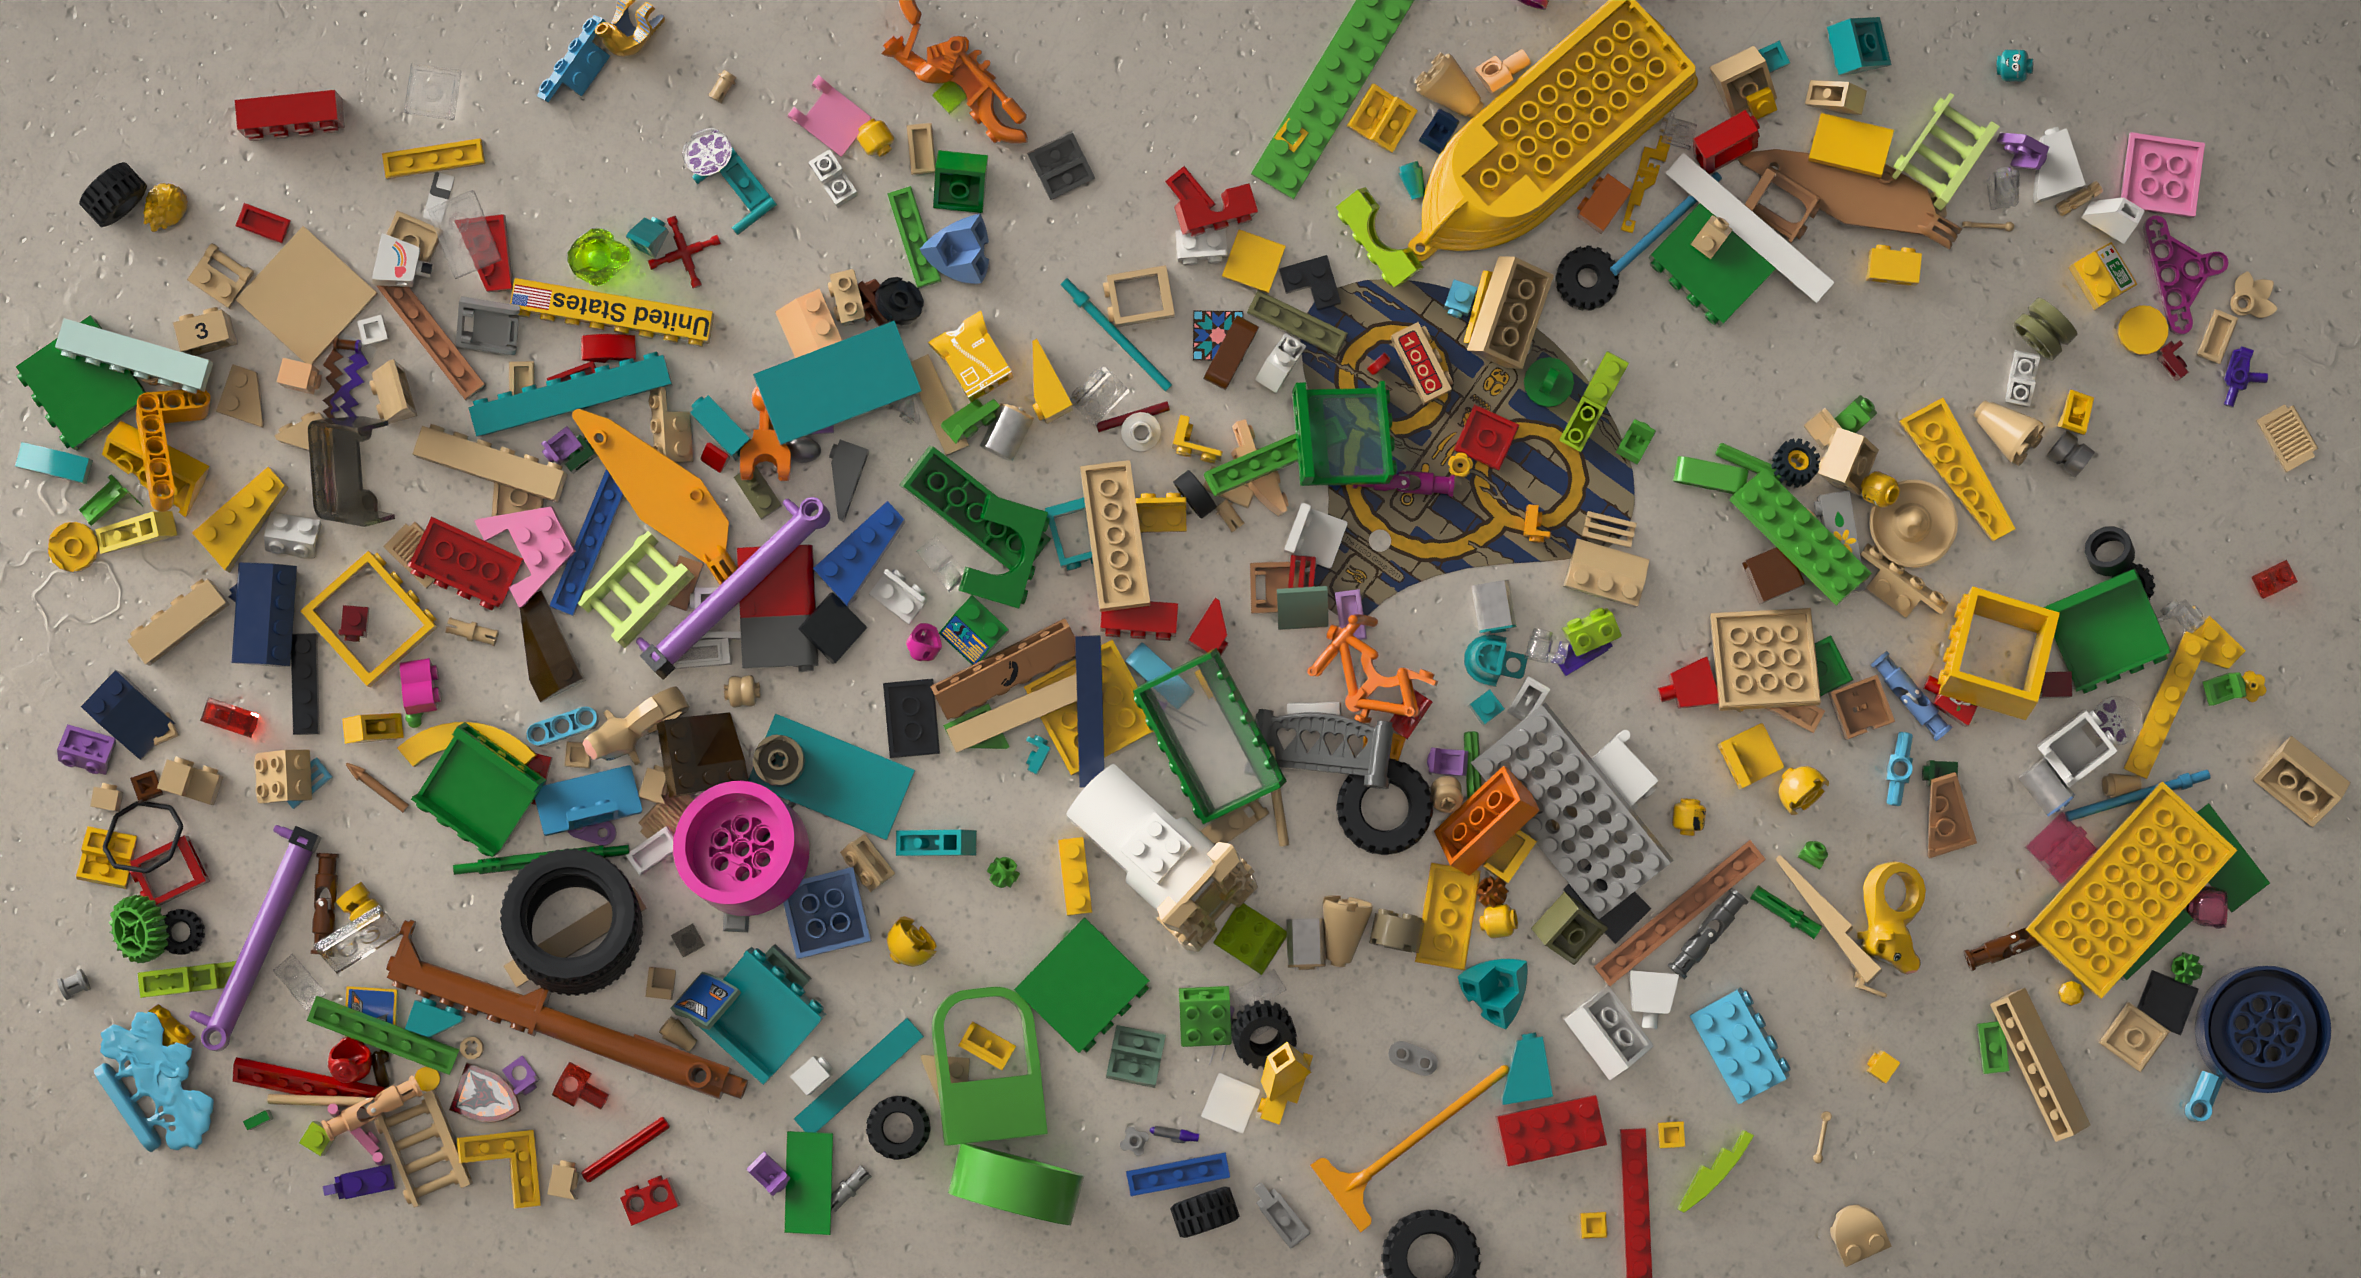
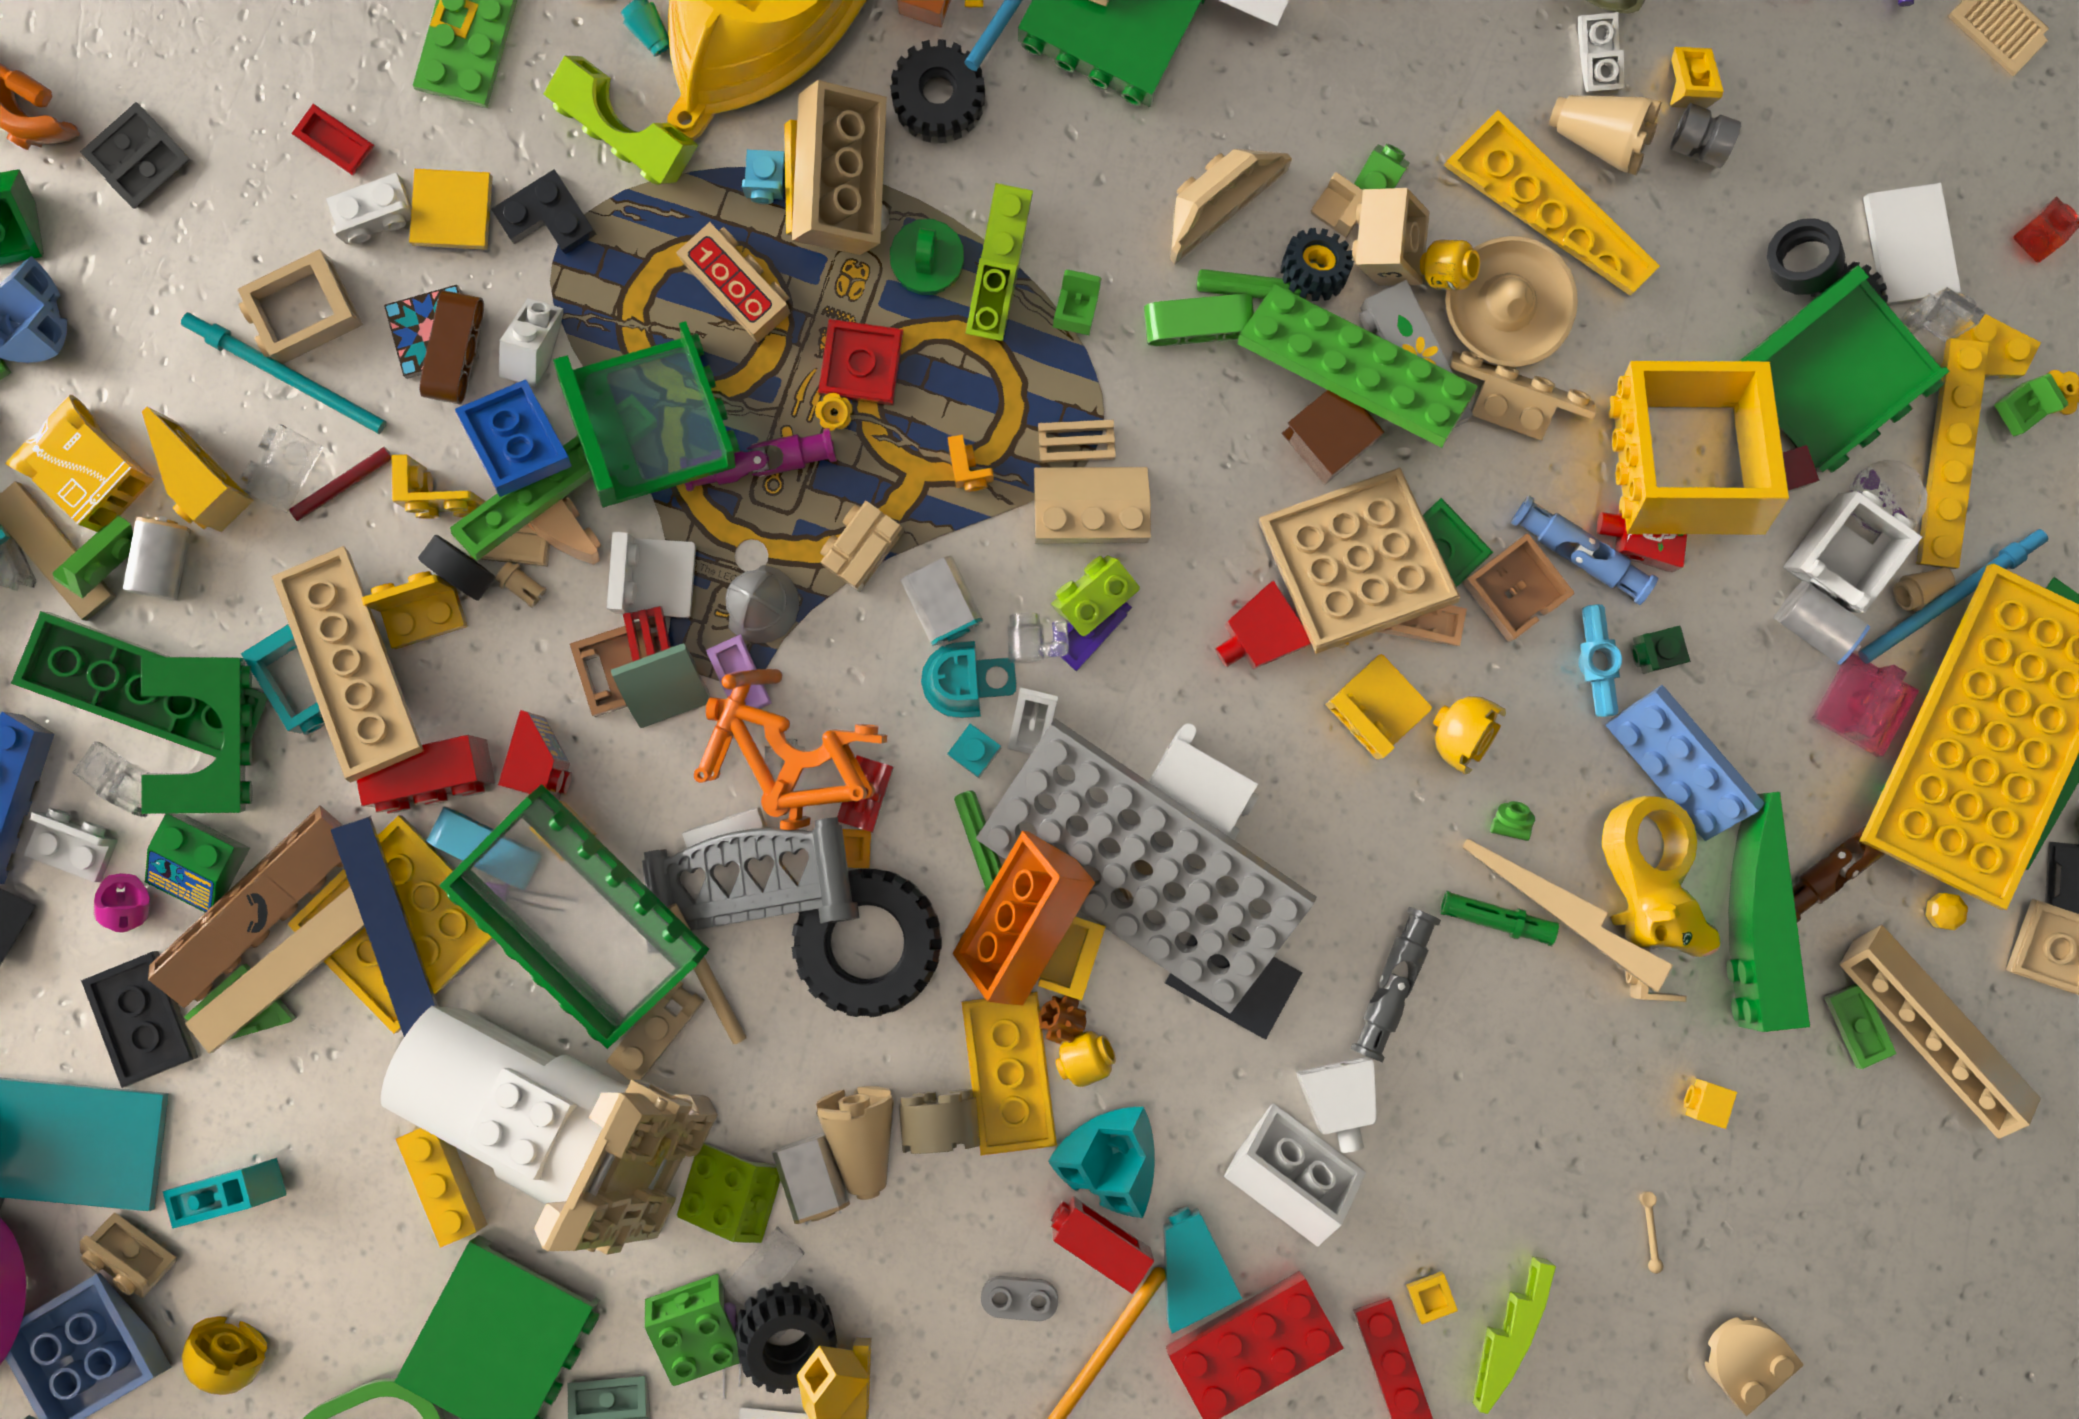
camera: 15 degrees left, 0 degrees up
(1003, 872) = (333, 1208): bright green gear -> none
(1037, 759) = (340, 1021): teal bracket -> none
(1136, 420) = (371, 488): white piece -> none
(1196, 216) = (349, 168): red arch -> none
(1256, 424) = (513, 438): none -> blue plate
(1297, 323) = (540, 279): olive tile -> none
(1378, 364) = (673, 301): red tile -> none
(1378, 574) = (762, 604): none -> light grey helmet
(1446, 794) = (953, 896): tan piece -> none
(1448, 761) = (941, 847): medium lavender bracket -> none
(1453, 555) = (861, 545): none -> tan brick
(1475, 1036) = (1101, 1244): none -> red window
(1569, 928) = (1190, 1039): olive slope -> none
(1679, 913) = (1345, 967): nougat plate -> none
(1689, 816) = (1316, 821): yellow head -> none
(1740, 1045) = (1494, 1134): medium azure bracket -> none
(1745, 399) = (1220, 194): none -> tan wedge
(1931, 849) = (1684, 763): none -> medium blue plate
(1948, 817) = (1694, 689): medium nougat wing -> none
(1948, 966) = (1764, 927): none -> green slope
(2184, 562) = (1911, 242): none -> white tile

